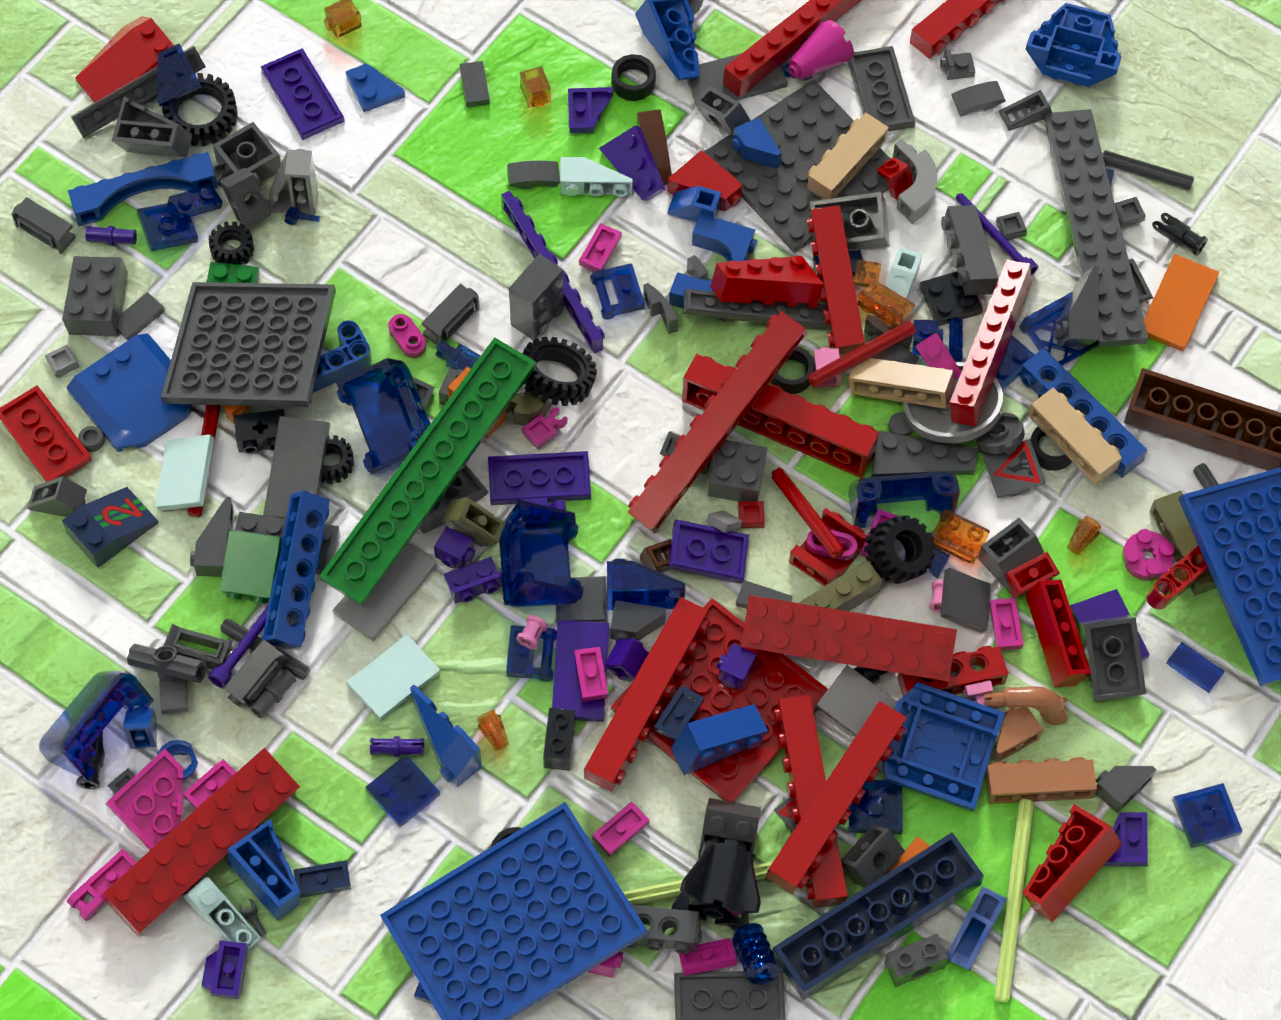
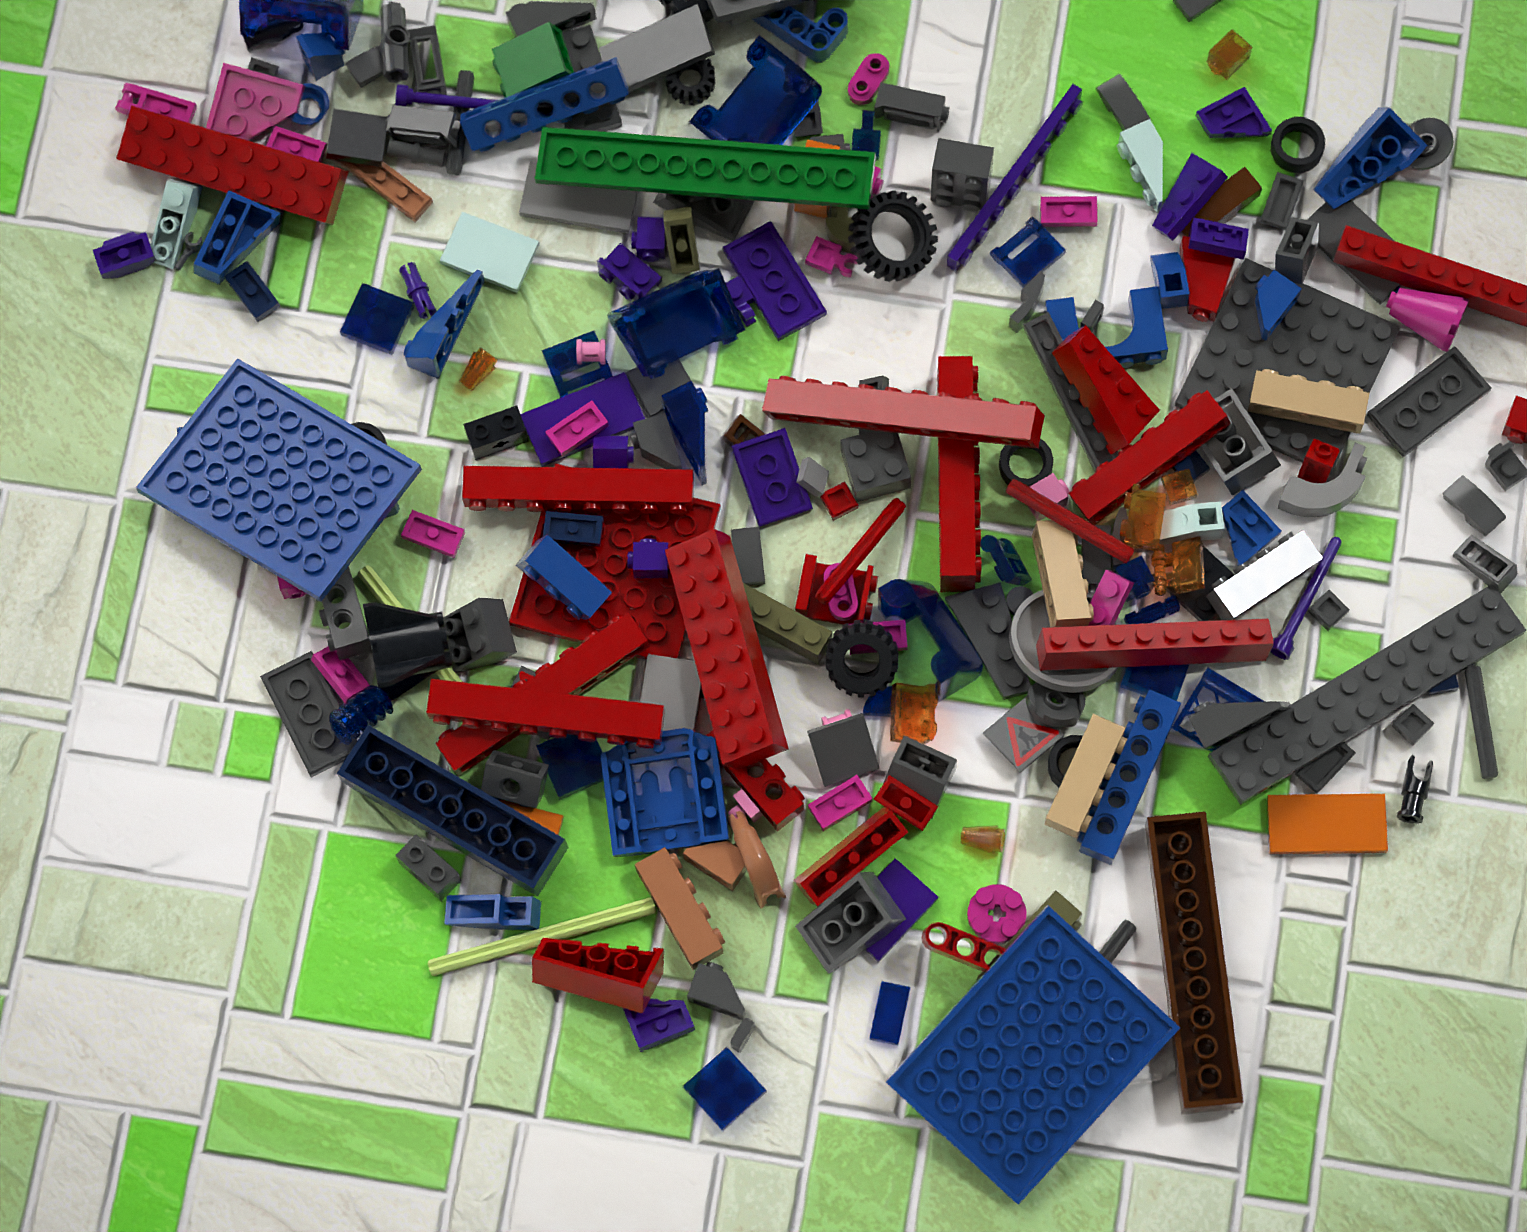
camera: 70 degrees right, 10 degrees up
(233, 732) = (356, 138): none -> black tile
(277, 732) = (391, 187): none -> nougat tile
(672, 108) = (1281, 201): none -> dark grey tile
(686, 154) = (1218, 238): none -> dark purple bracket
(874, 413) = (1008, 562): none -> clear blue plate
(923, 241) = (1247, 527): none -> blue wing
(935, 296) = (1187, 565): none -> clear orange plate
(1168, 781) = (742, 1034): none -> dark grey tile

